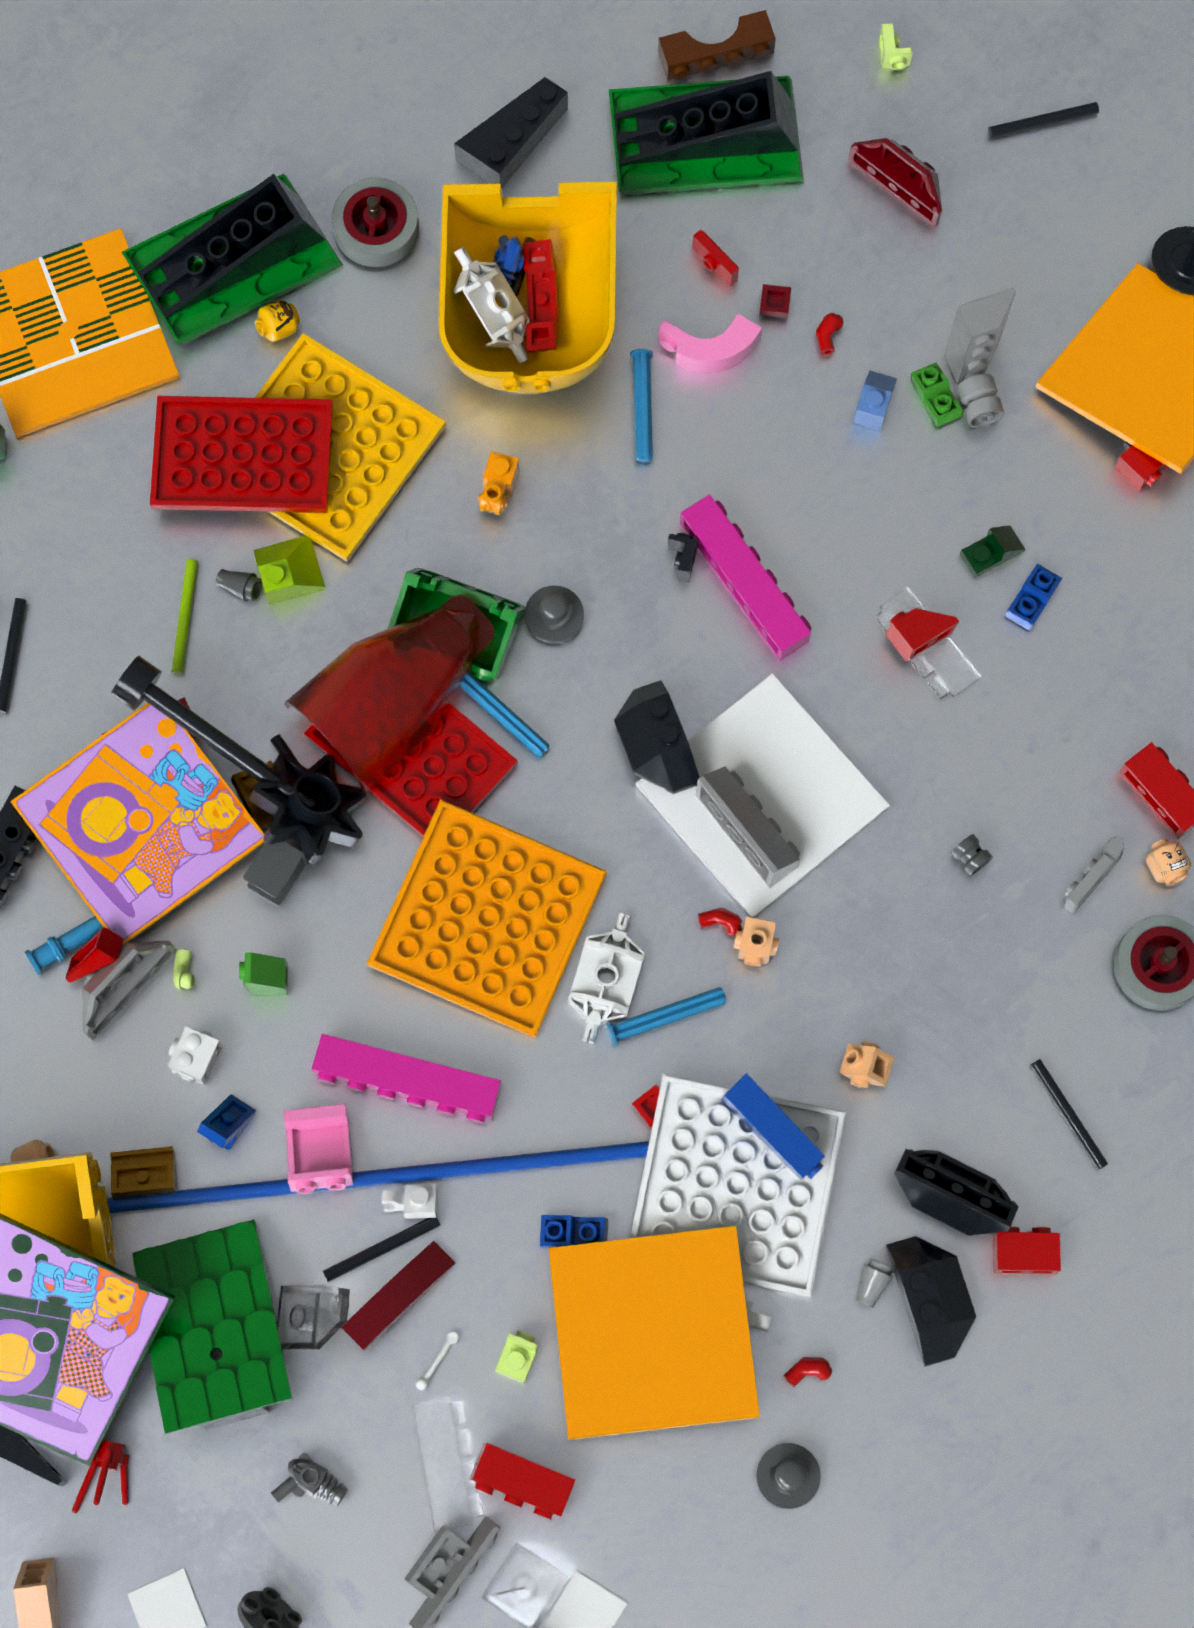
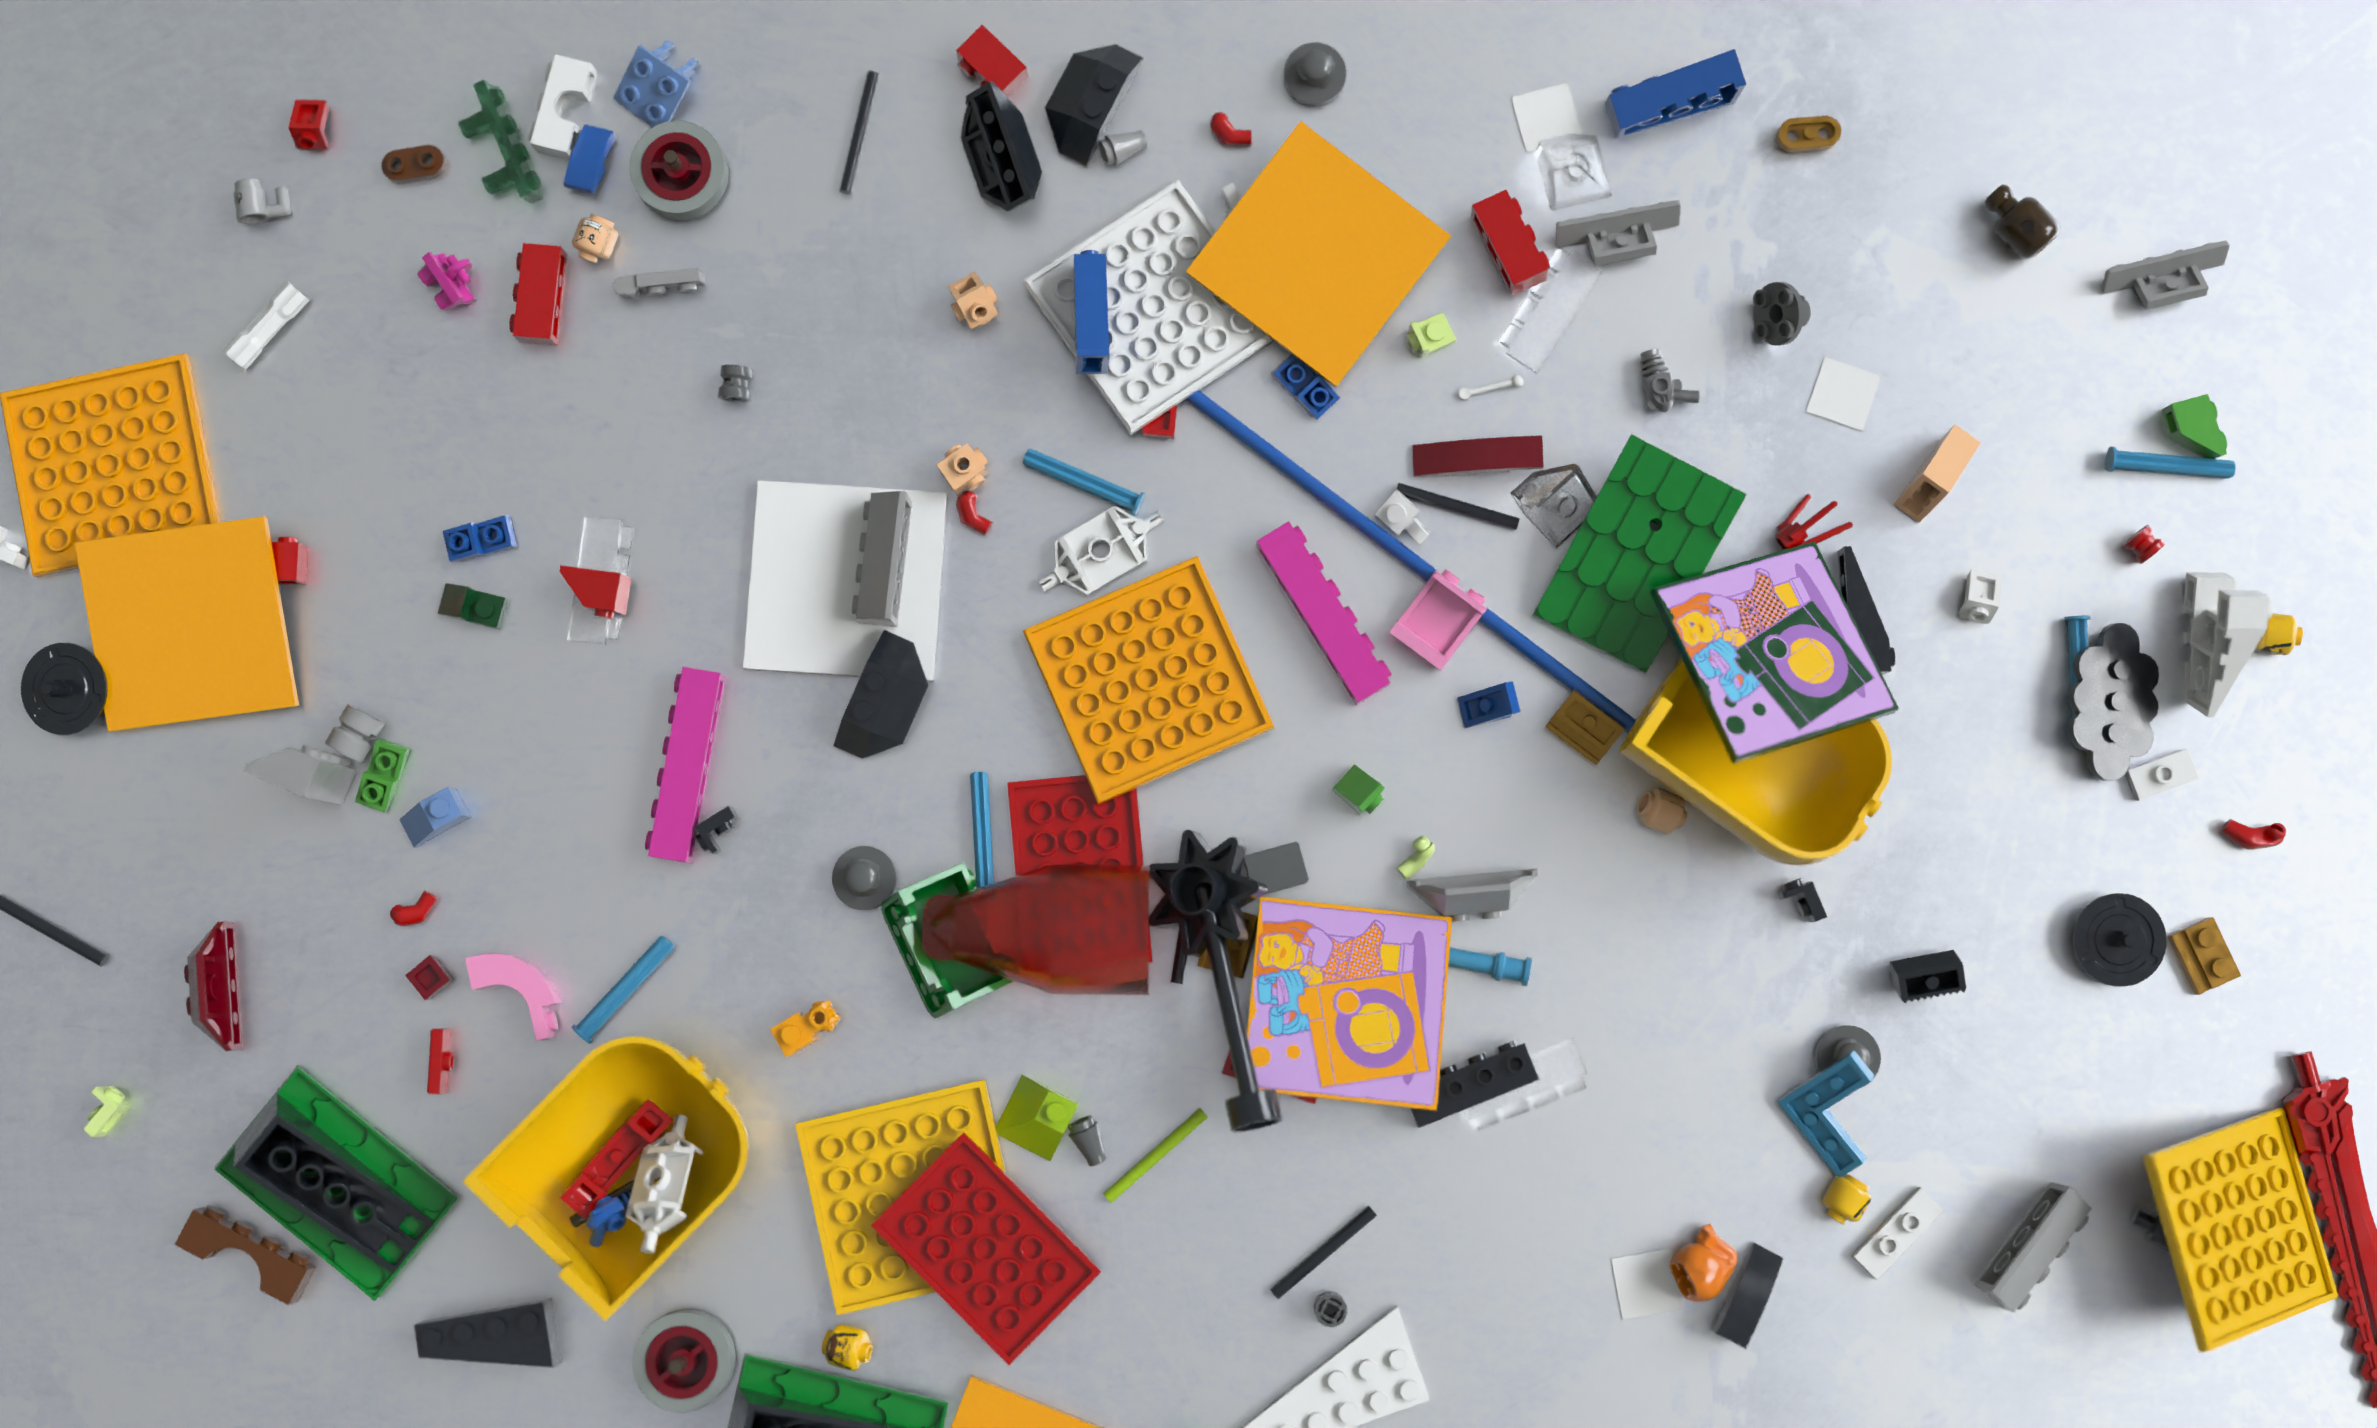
camera: 135 degrees left, 10 degrees up
(95, 954) = (1472, 926): red slope -> none
(194, 1055) = (1467, 780): white head -> none

